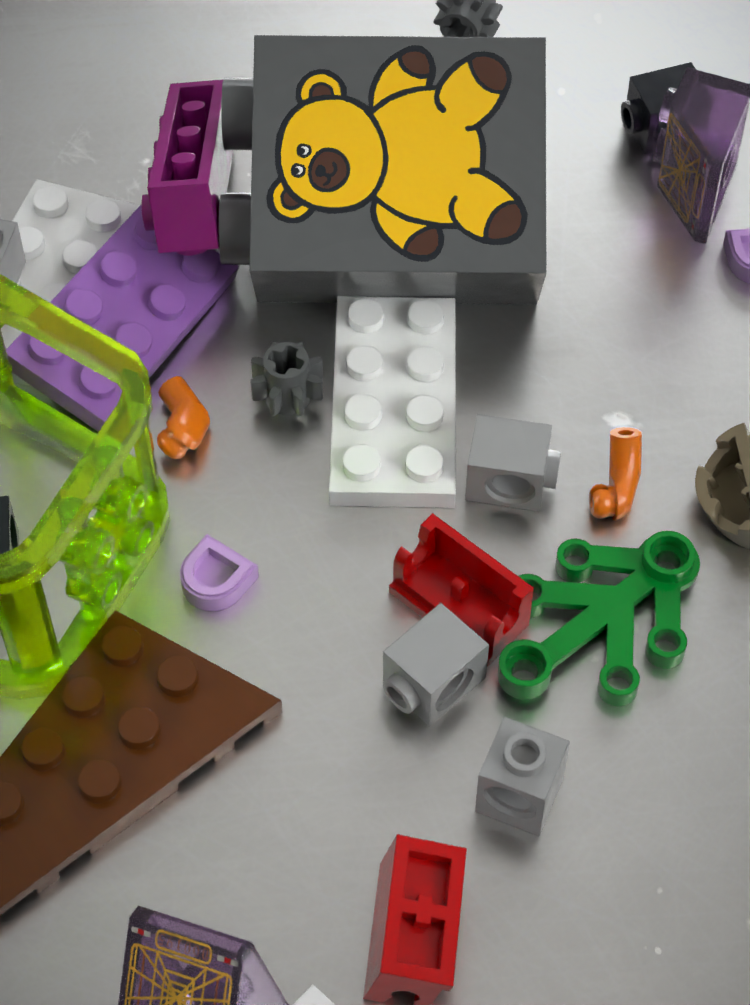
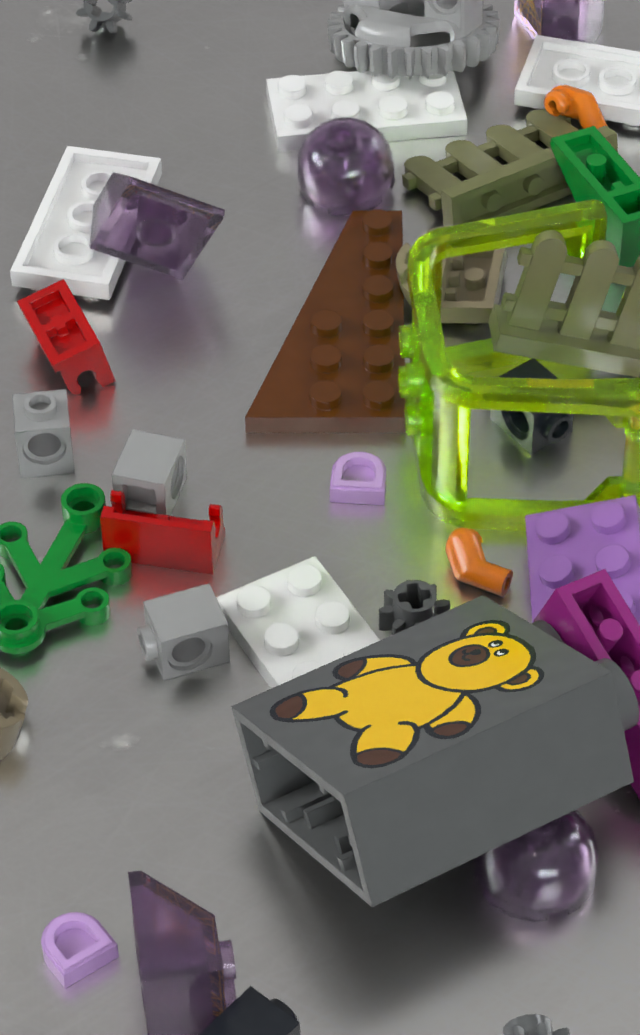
camera: 150 degrees right, 10 degrees down
(624, 475) = (90, 664): orange arm -> none

